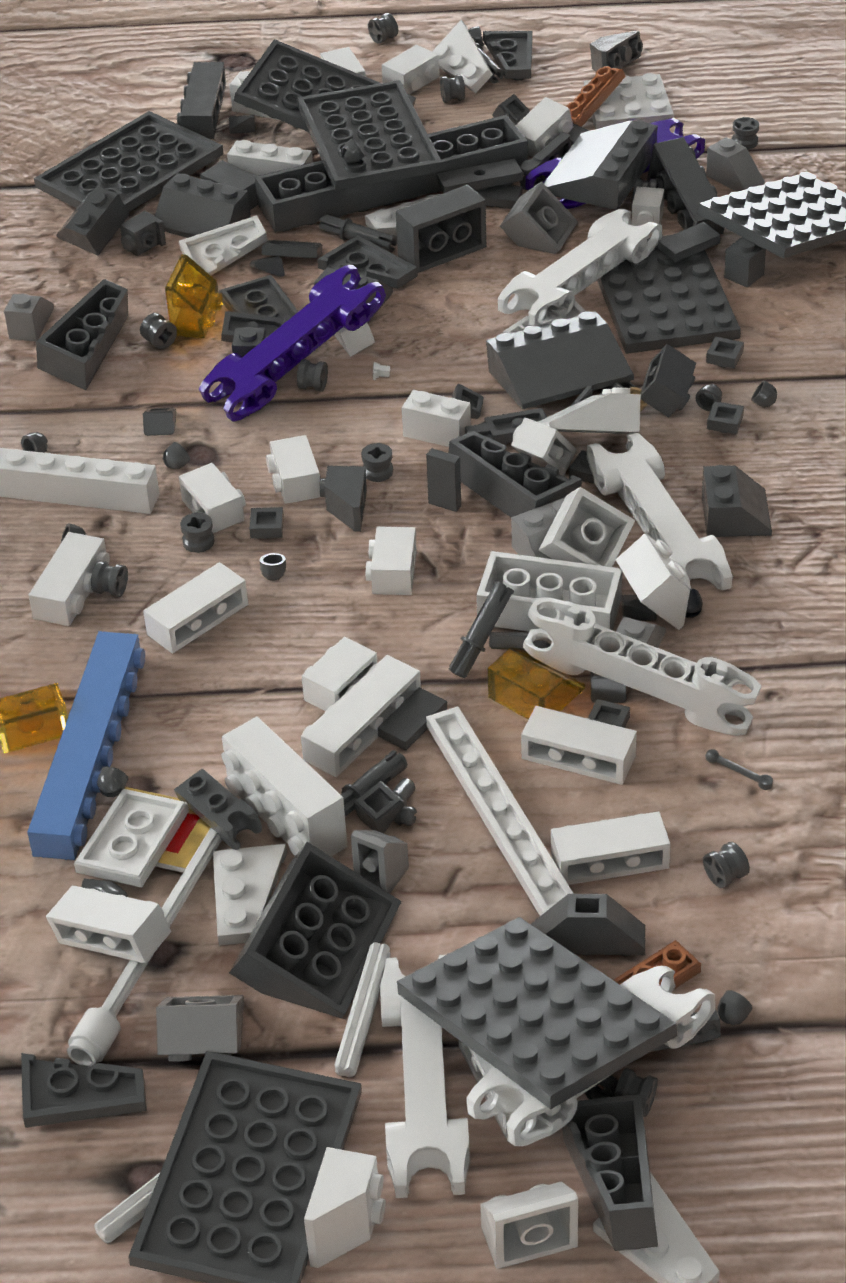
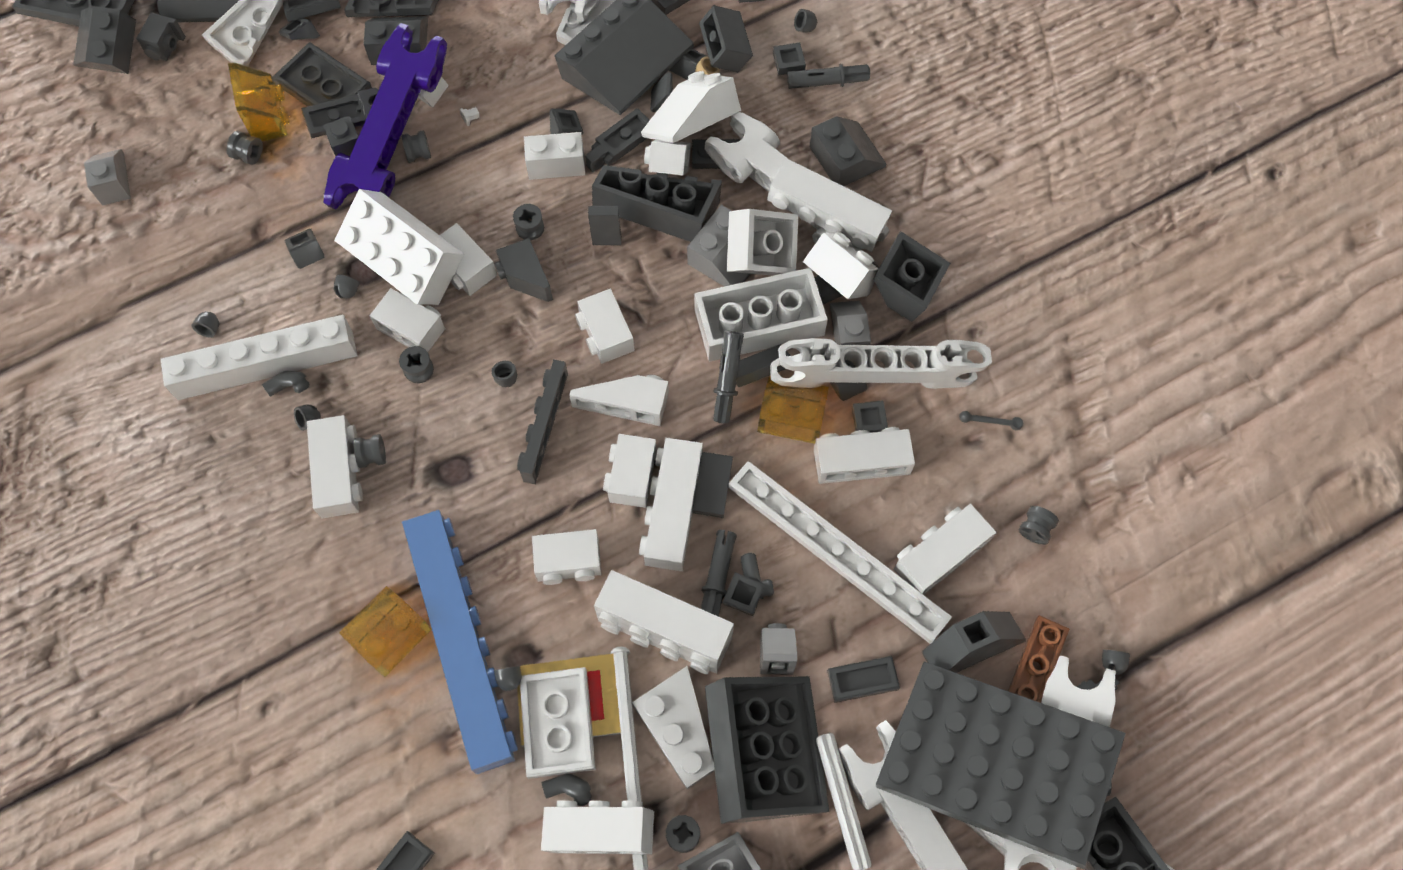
camera: 30 degrees left, 25 degrees up
(80, 507) = (286, 379): none -> dark grey arm
(84, 335) = (179, 182): dark grey wedge -> none
(187, 969) = (687, 834): none -> dark grey wheel
(195, 607) = (464, 449): white brick -> none
(218, 807) = (612, 659): dark grey plate -> none
(224, 709) = (566, 556): none -> white brick
(240, 434) = (399, 247): none -> white brick
(266, 522) = (471, 328): dark grey plate -> none
(283, 612) = (539, 433): none -> dark grey plate
(374, 620) = (628, 398): none -> white slope
(452, 923) = (863, 679): none -> dark grey tile
(668, 517) = (828, 205): none -> white brick
(707, 395) = (764, 41): dark grey hinge -> none
(723, 613) = (909, 276): none -> dark grey slope
(756, 442) = (828, 76): none -> dark grey axle

